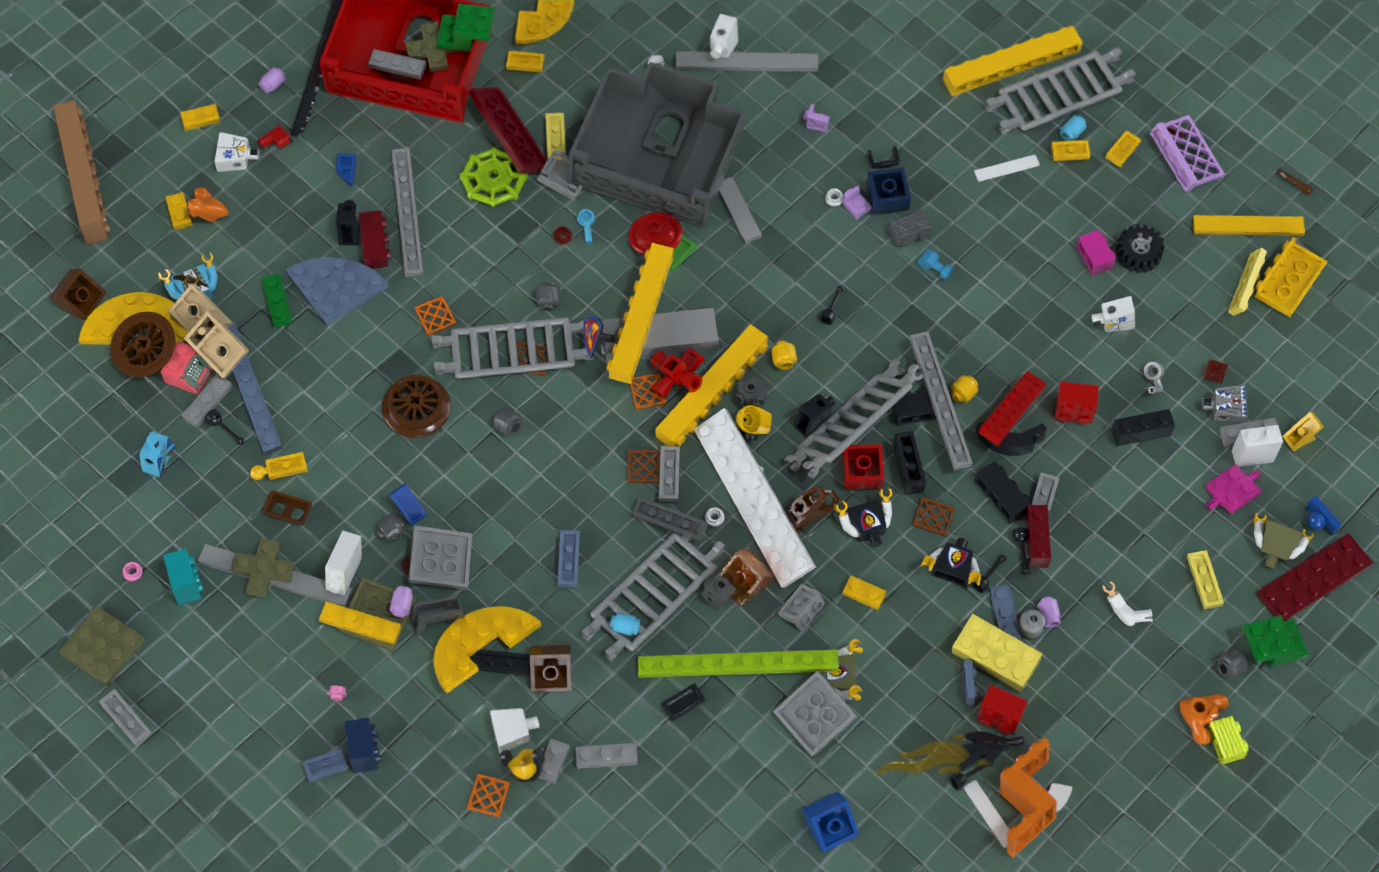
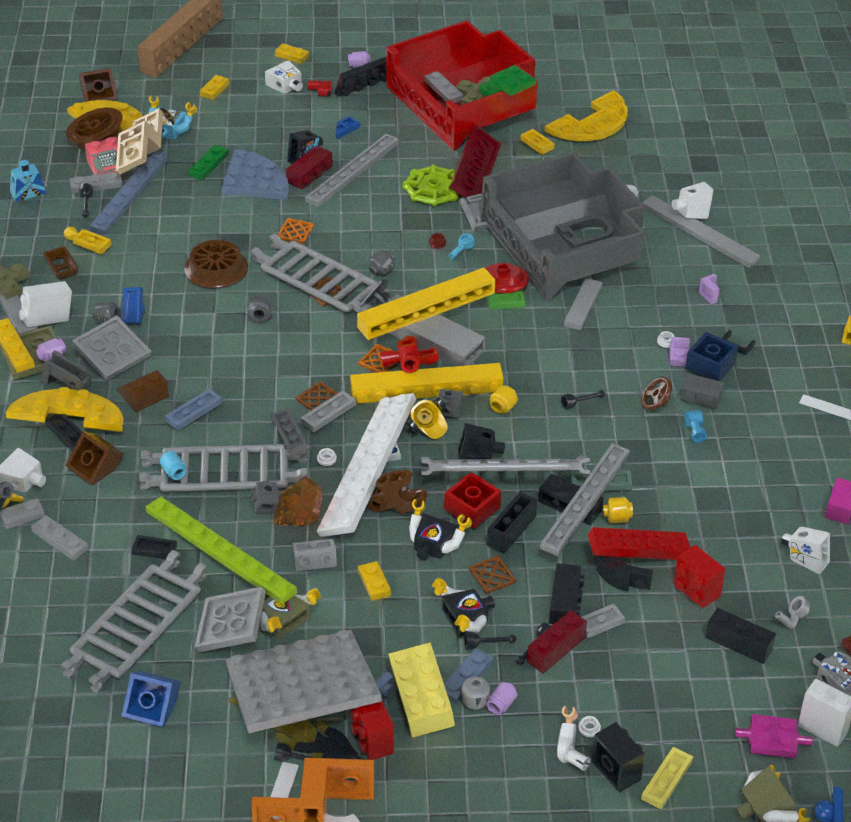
camera: 45 degrees right, 20 degrees down
(206, 206) = (229, 92): orange head -> none
(508, 573) = (145, 391): none -> reddish brown slope
(721, 776) = (107, 670): none -> light grey bar
(891, 255) = (661, 394): none -> reddish brown piece
(923, 719) = (301, 680): none -> light grey plate
(1124, 580) = (587, 723): none -> white plate
(1170, 593) = (618, 756): none -> black brick

